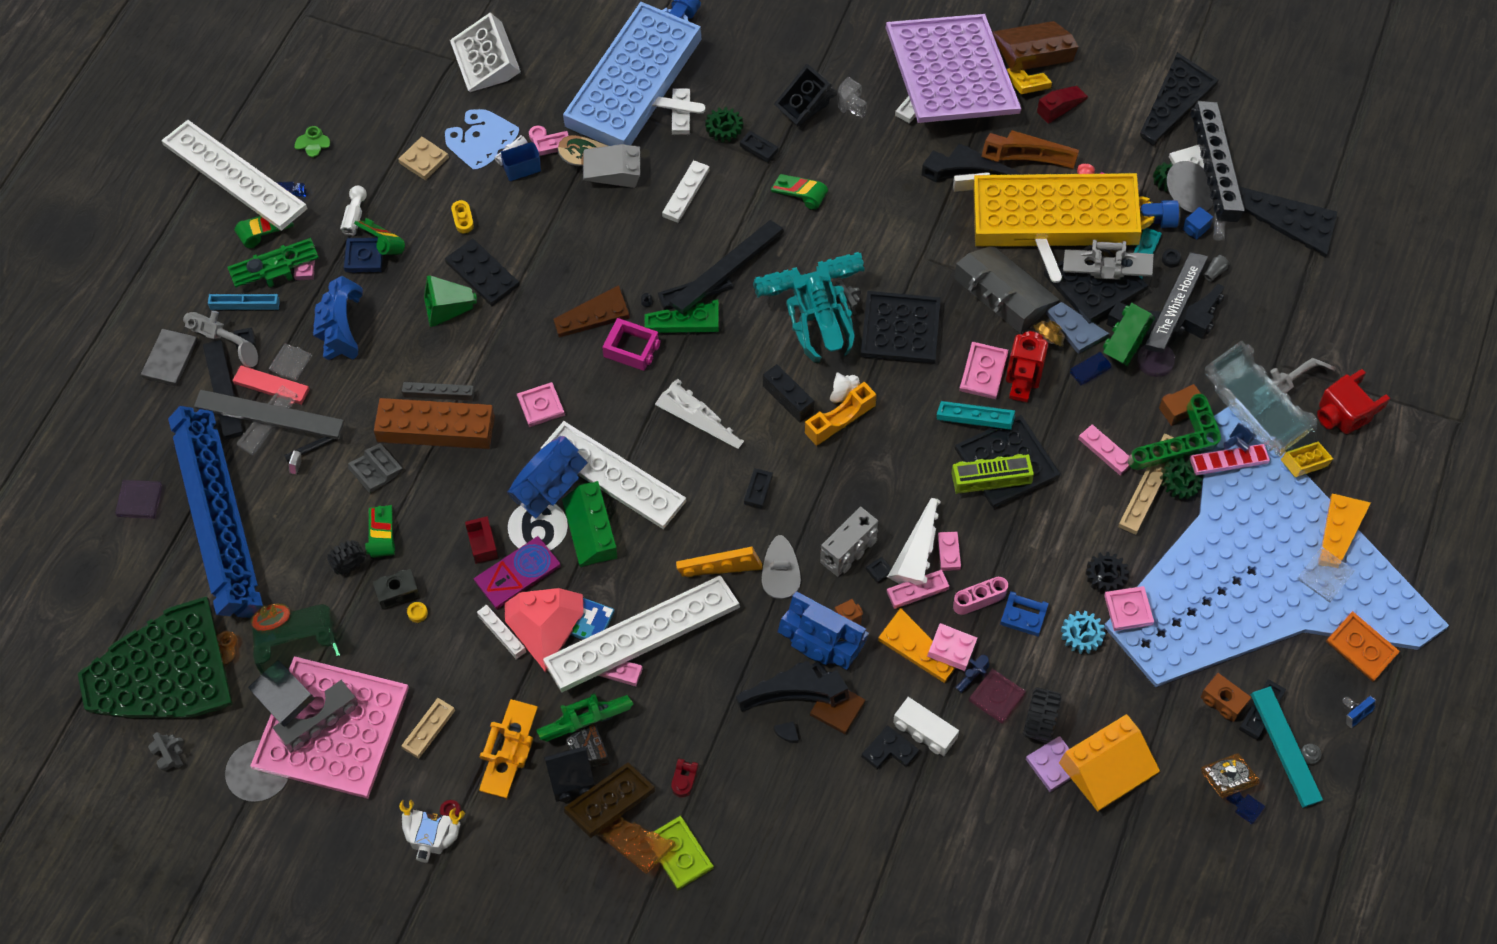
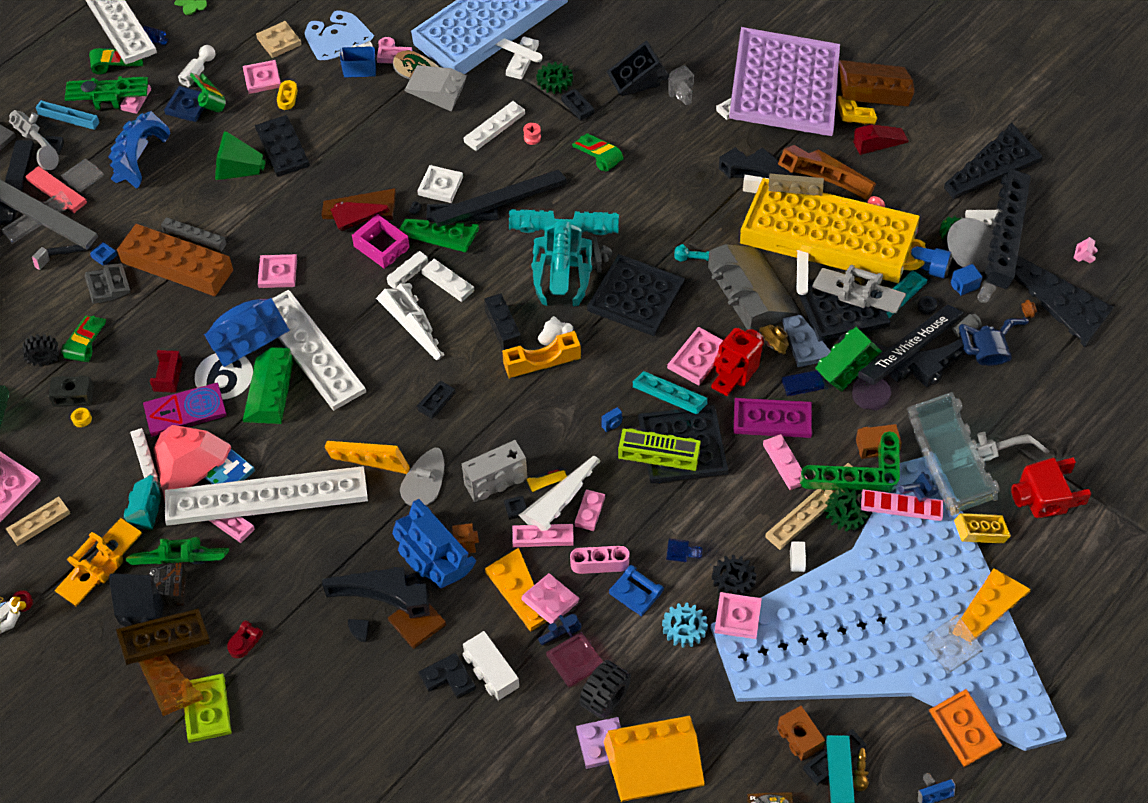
camera: 20 degrees right, 5 degrees down
(356, 439) = (103, 254): none -> blue plate
(425, 203) = (261, 76): none -> bright pink tile
(525, 678) = (143, 504): none -> teal slope
(591, 324) = (352, 213): none -> dark red slope
(661, 268) = (440, 184): none -> white plate
(670, 366) = (407, 270): none -> white piece
(713, 365) = (448, 280): none -> white plate
(725, 194) = (532, 133): none -> coral wheel
(895, 533) = (546, 478): none -> yellow sticker
(926, 271) = (682, 254): none -> teal piece
(933, 457) = (612, 419): none -> blue plate
(1011, 174) = (796, 184): none -> dark tan plate
(1049, 563) = (679, 550): none -> clear blue plate
(1077, 410) = (773, 417): none -> magenta tile
(1156, 536) = (797, 557): none -> white piece
(1243, 280) = (989, 343): none -> dark blue piece
(1264, 235) = (1028, 308): none -> dark orange plate
(1290, 717) = (860, 781): none -> pearl gold bar
(1292, 163) = (1085, 251): none -> bright pink tile

